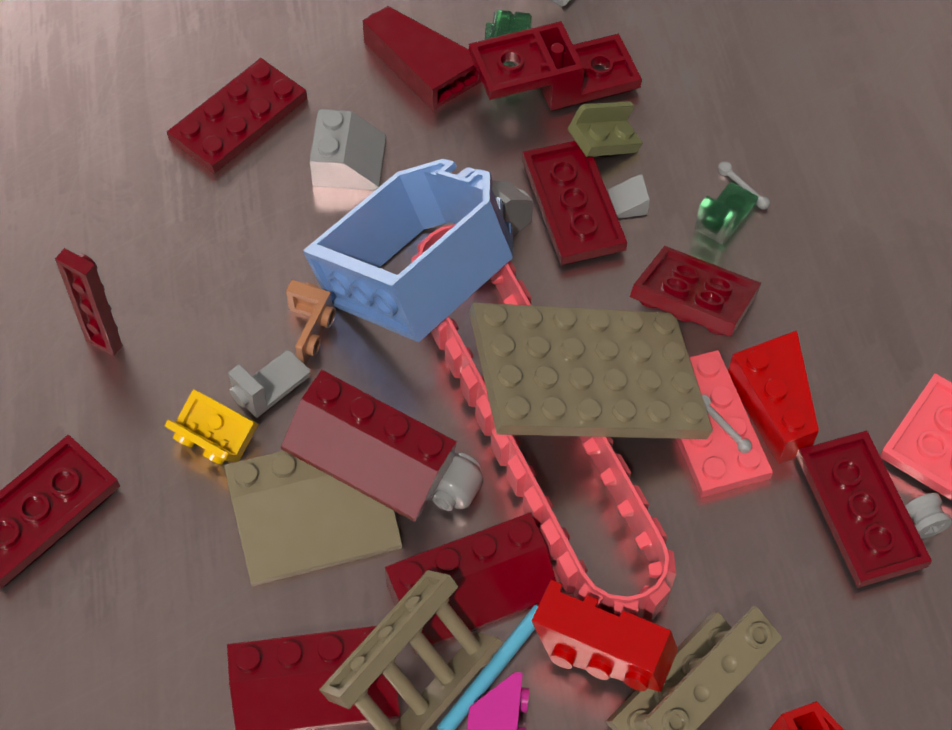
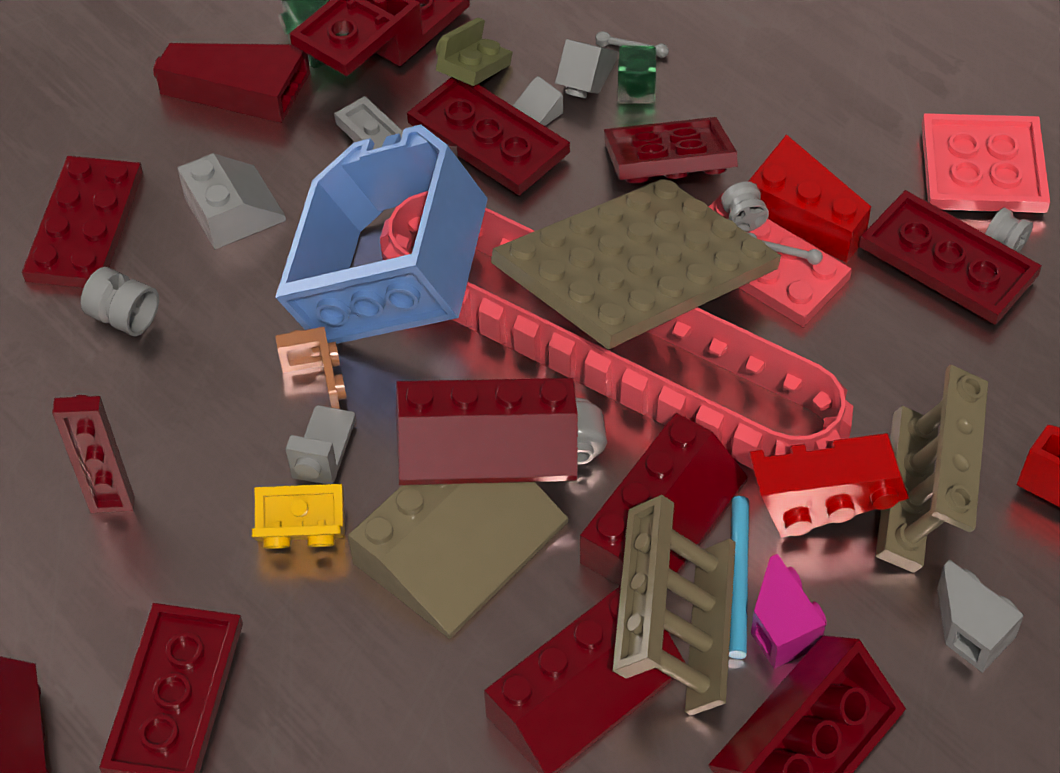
camera: 30 degrees left, 5 degrees down
(211, 191) = (118, 300): none -> light grey wheel
(489, 149) = (365, 121): none -> light grey plate
(687, 184) = (584, 67): none -> light grey slope
(716, 373) = (745, 206): none -> light grey wheel

